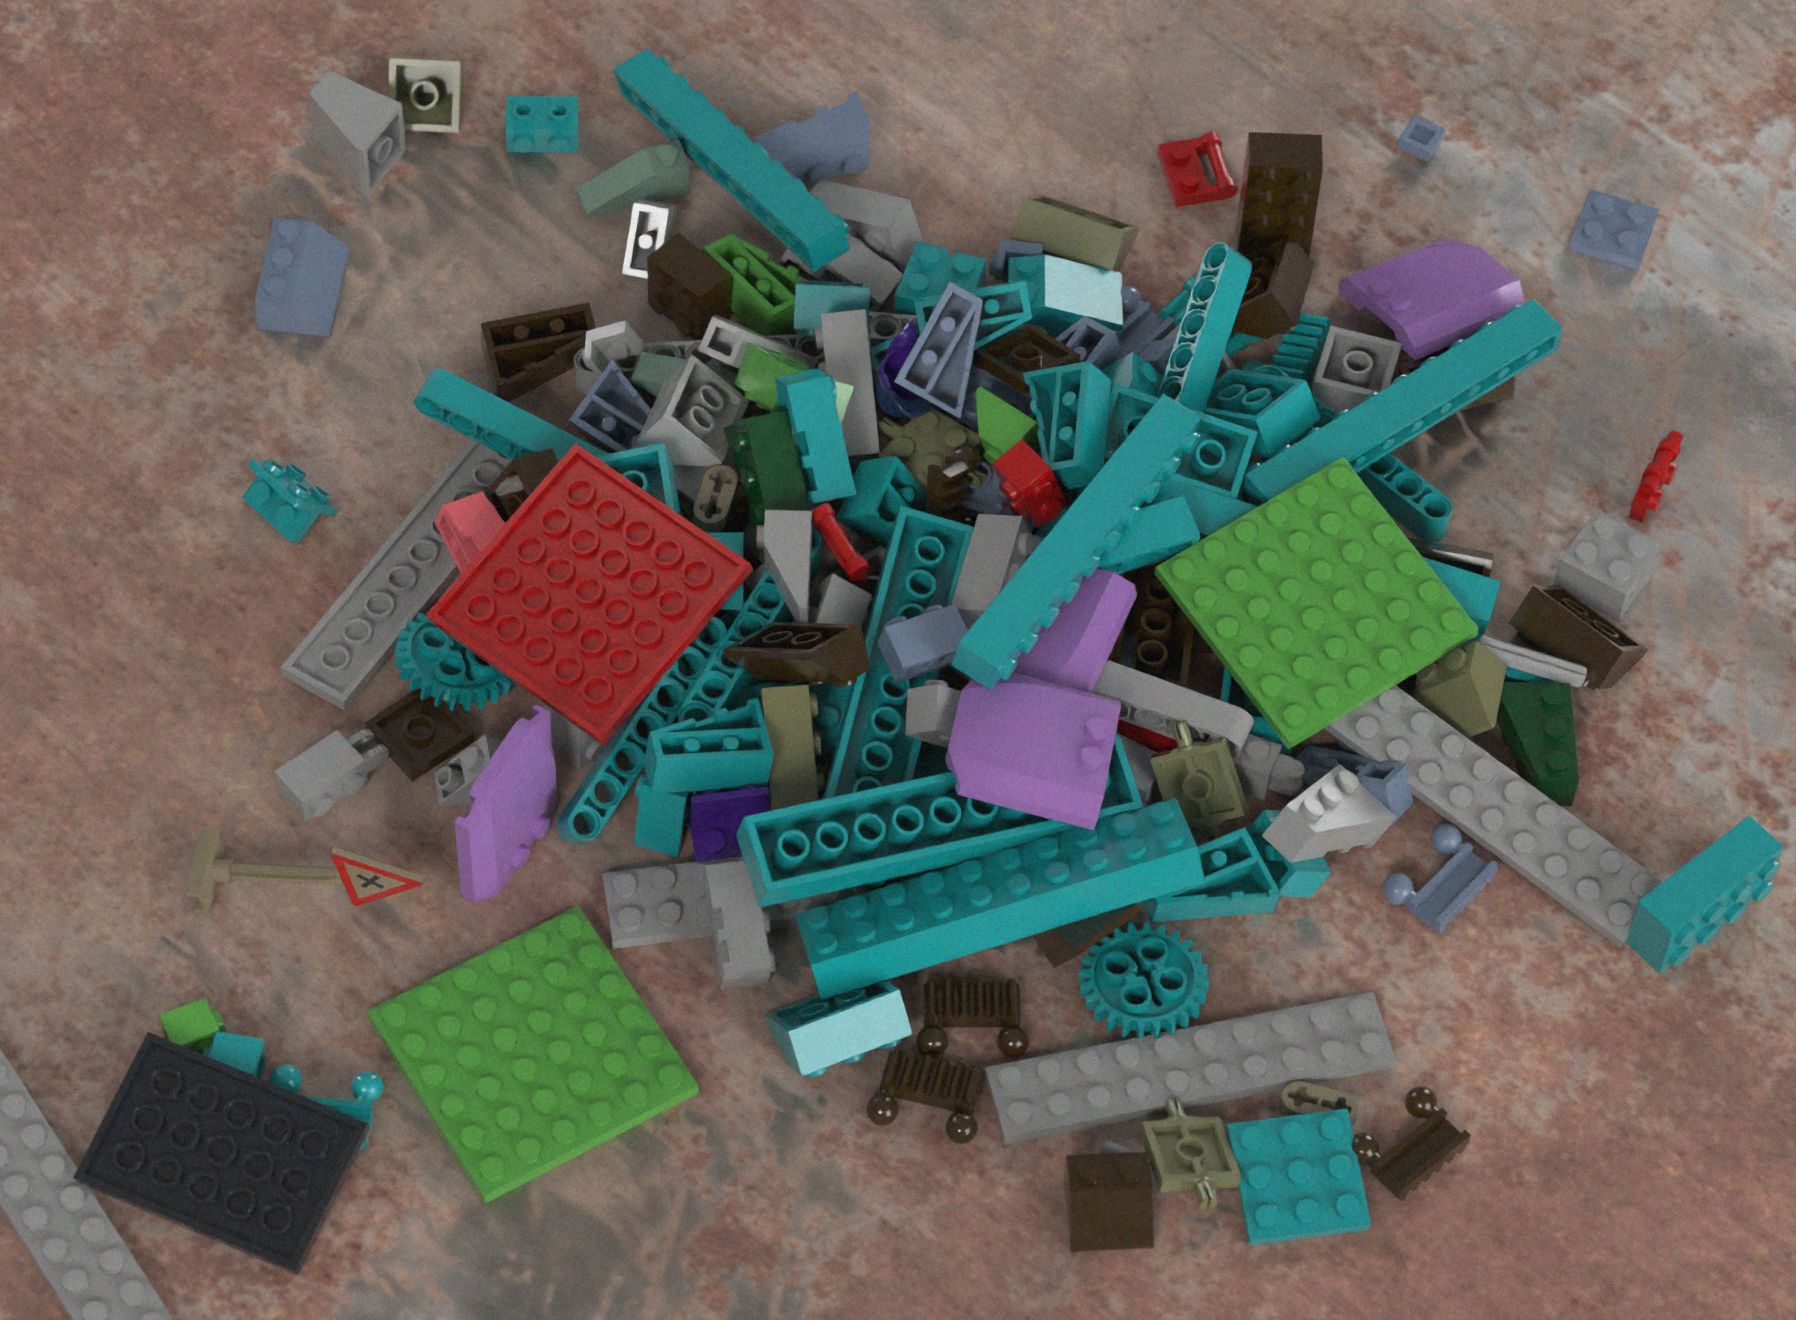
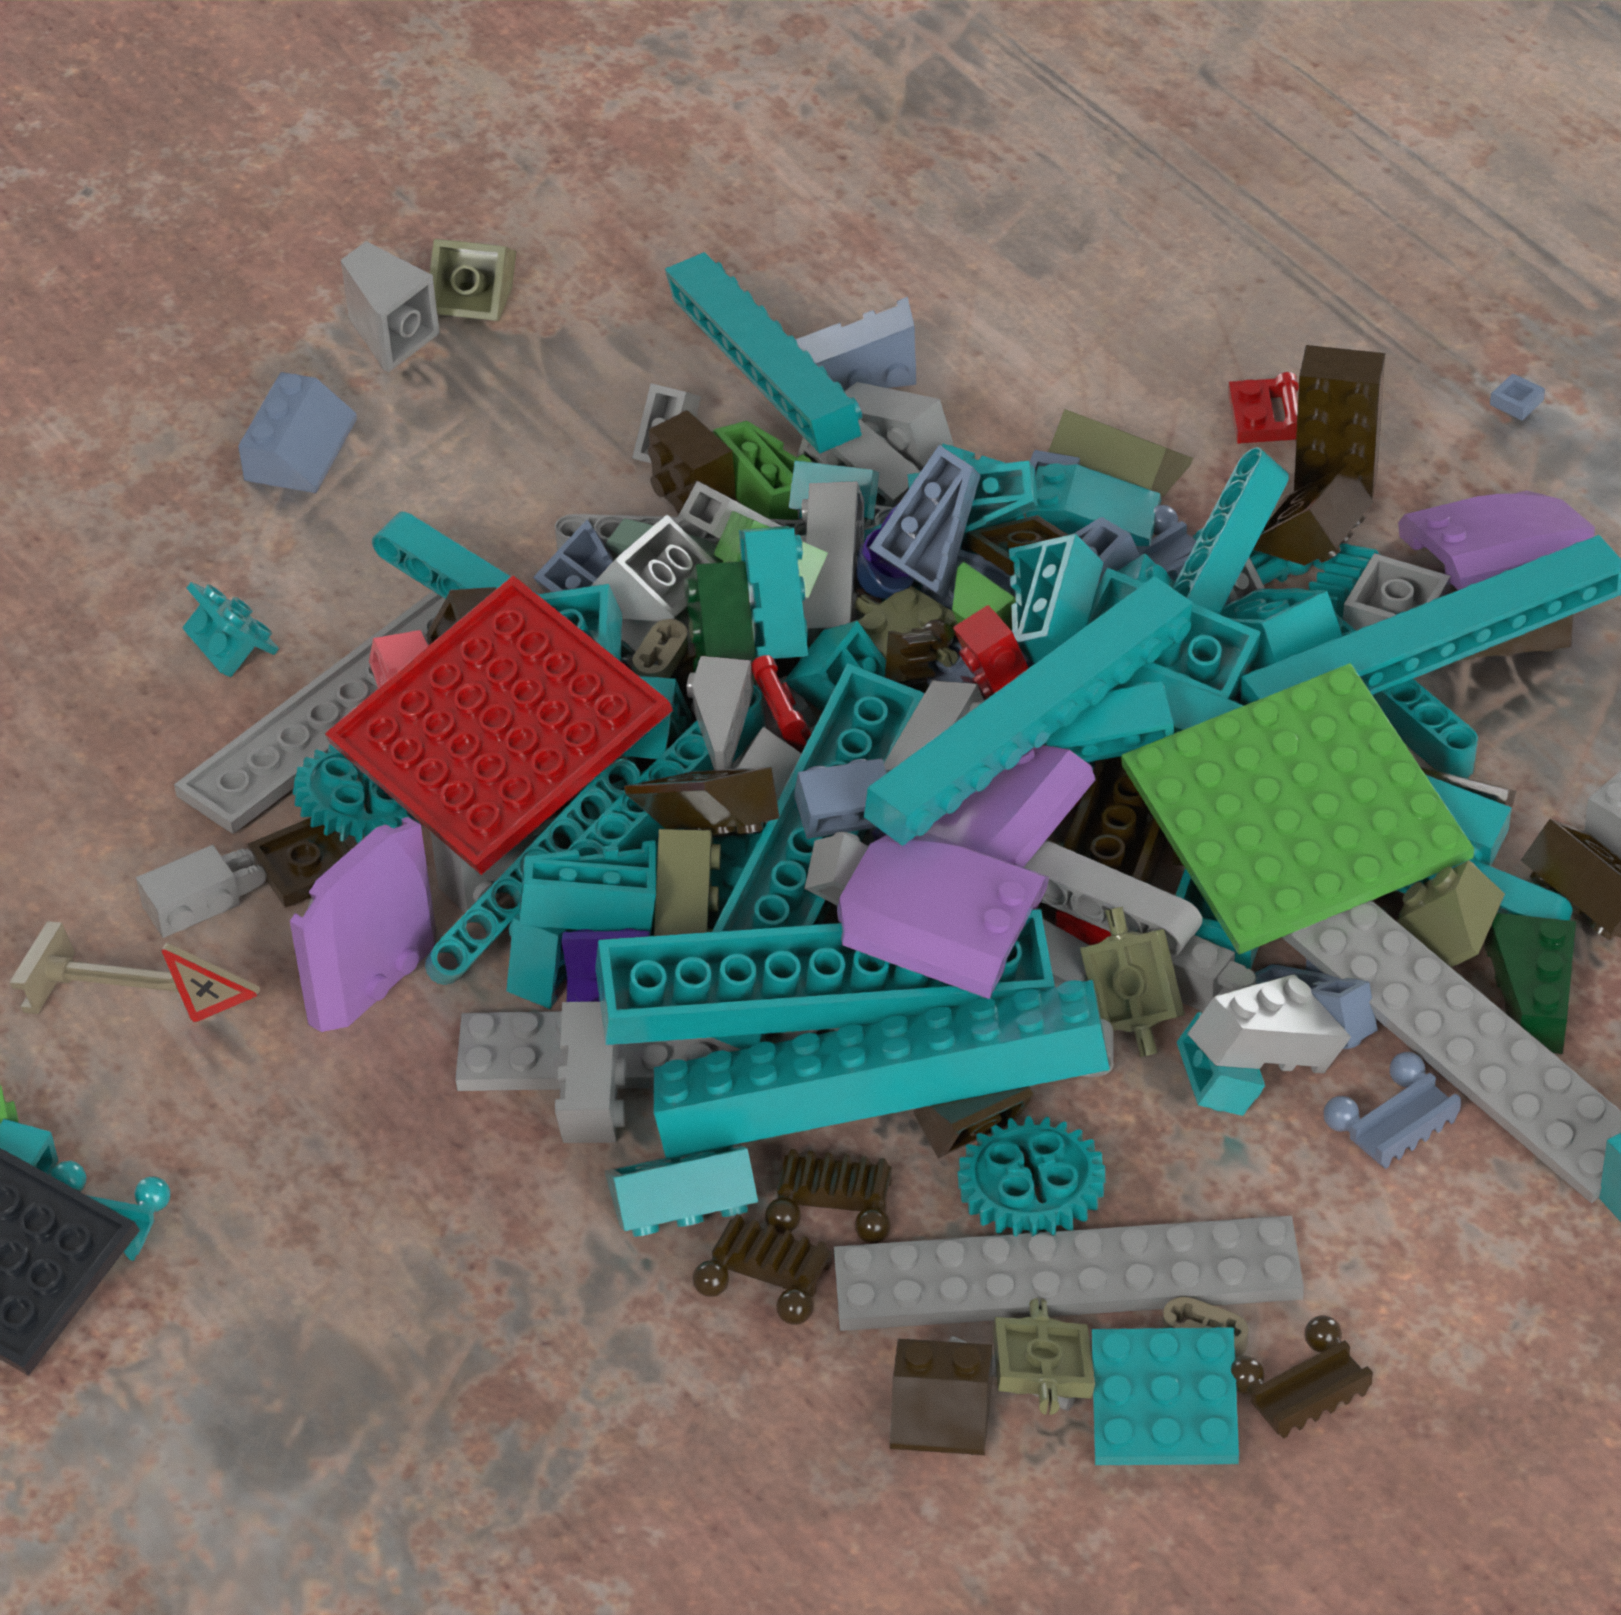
camera: 15 degrees right, 10 degrees down
(532, 1053) = (341, 1183): bright green plate -> none
(533, 347) = (518, 511): dark brown wedge -> none
(548, 126) = (582, 316): teal brick -> none
(608, 344) = (596, 503): light grey bracket -> none
(649, 174) = (683, 365): sand green slope -> none
(1233, 884) = (1144, 1086): teal wedge -> none
(1535, 662) = (1540, 896): light grey axle -> none

